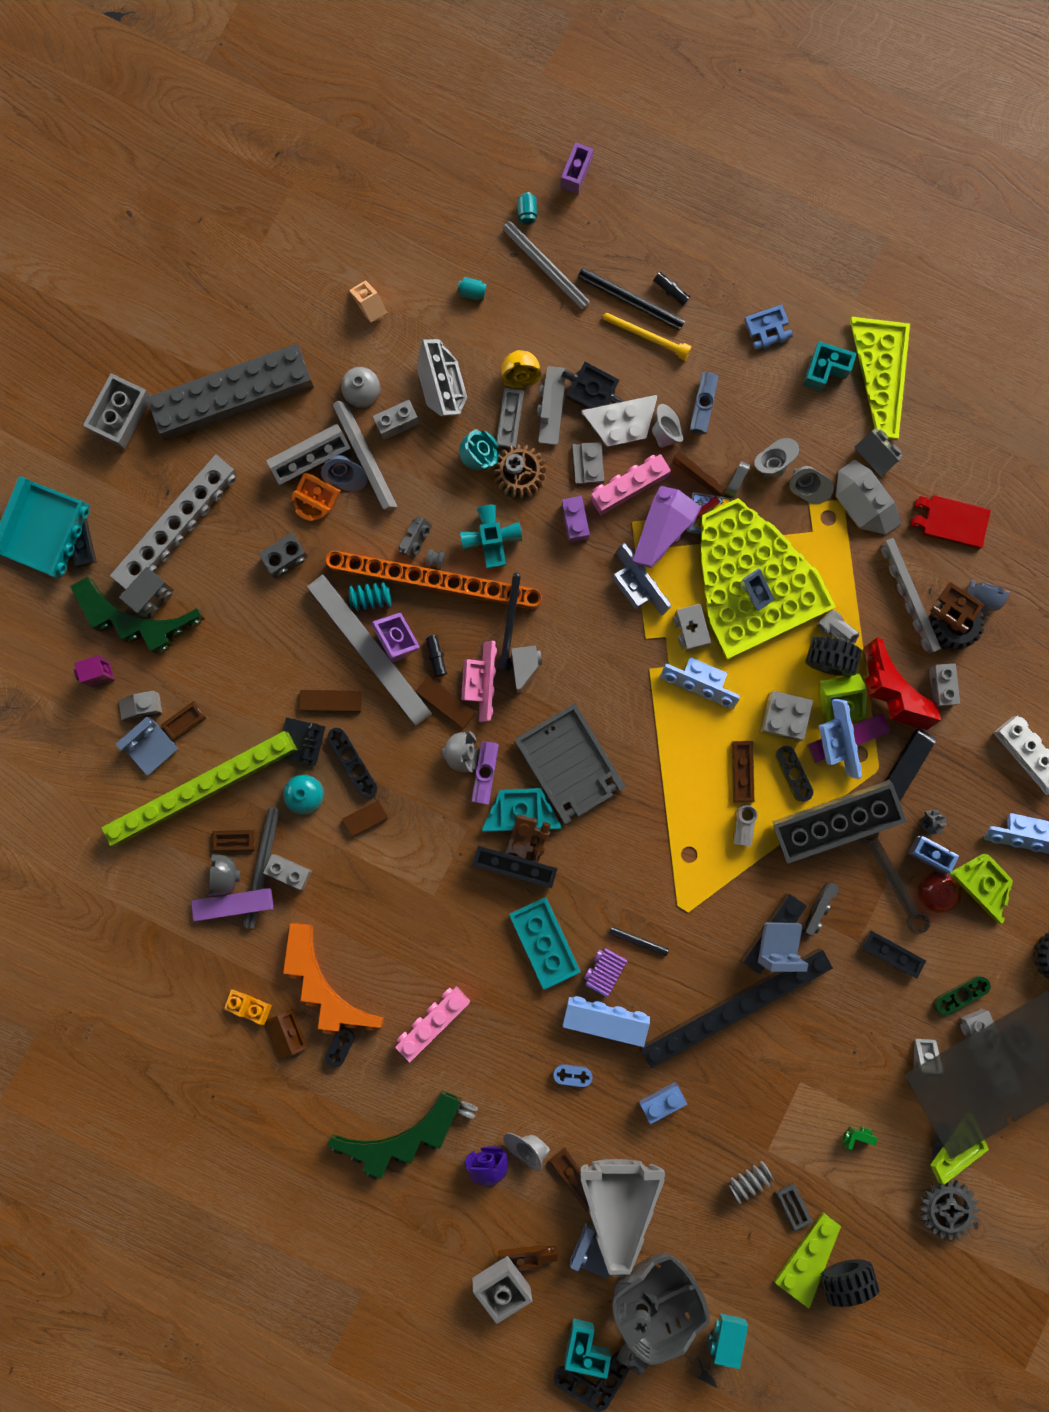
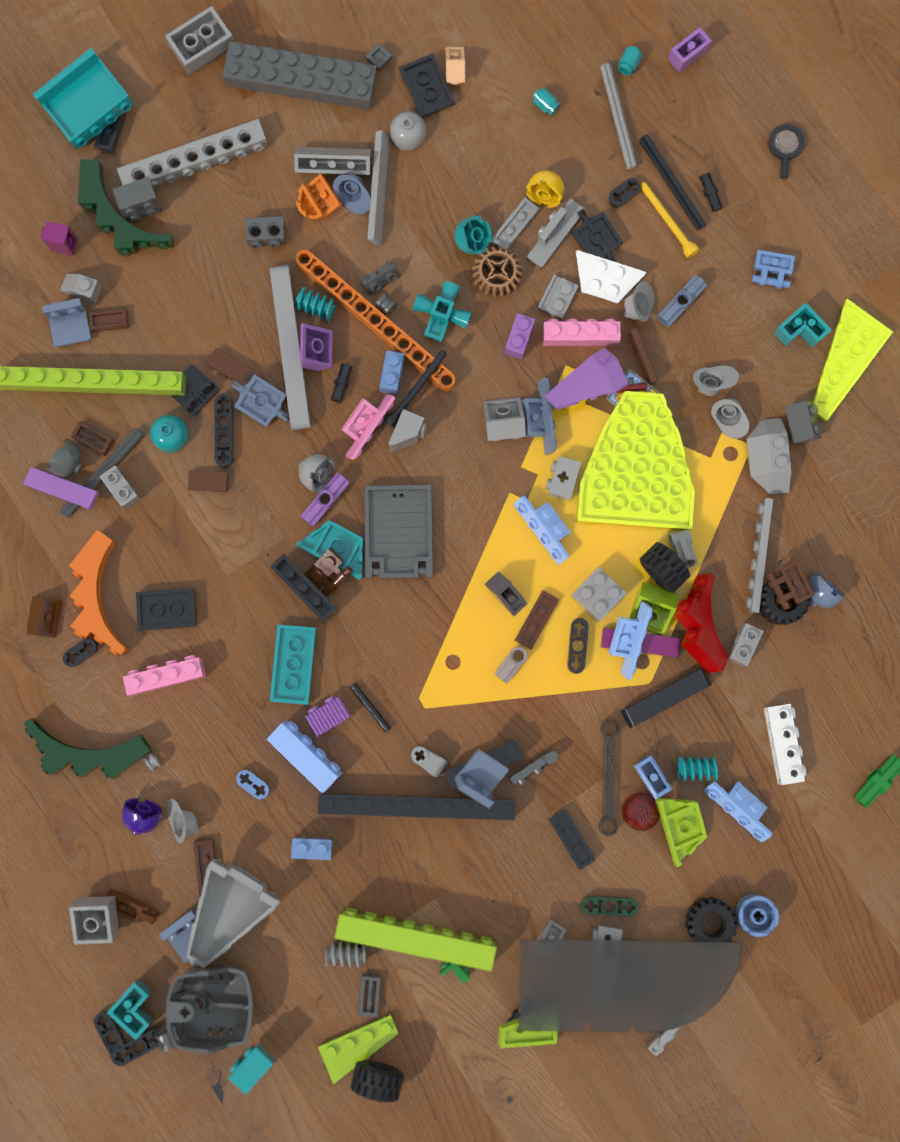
camera: 30 degrees right, 0 degrees up
(247, 1007) = (25, 577): light orange slope -> none
(293, 333) = (378, 56): none -> dark grey plate
(353, 336) = (426, 86): none -> black plate
(370, 715) = (260, 400): none -> sand blue plate
(396, 419) = (420, 173): light grey brick -> none
(397, 960) = (166, 609): none -> black plate
(440, 378) = (477, 160): light grey wedge -> none
(445, 702) = (327, 424): reddish brown tile -> none
(478, 619) = (392, 372): none -> medium blue brick
(511, 458) = (494, 256): light grey bush -> none
(596, 334) = (621, 189): none -> black beam
(605, 603) = (504, 419): none -> light grey slope
(701, 763) = (506, 593): none -> dark grey slope
(713, 206) = (786, 144): none -> black piece
(723, 959) = (431, 763): none -> light grey piece
(737, 479) = (672, 379): dark grey beam -> none
(757, 589) = (633, 476): sand blue slope -> none
(808, 1130) = (416, 939): none -> lime brick
(839, 821) = (589, 704): dark grey brick -> none
(933, 822) = (668, 751): dark grey gear -> none
(951, 1226) = (510, 1081): dark grey gear -> none
(952, 520) = (832, 514): red tile -> none
(966, 822) = (696, 767): none -> teal piece

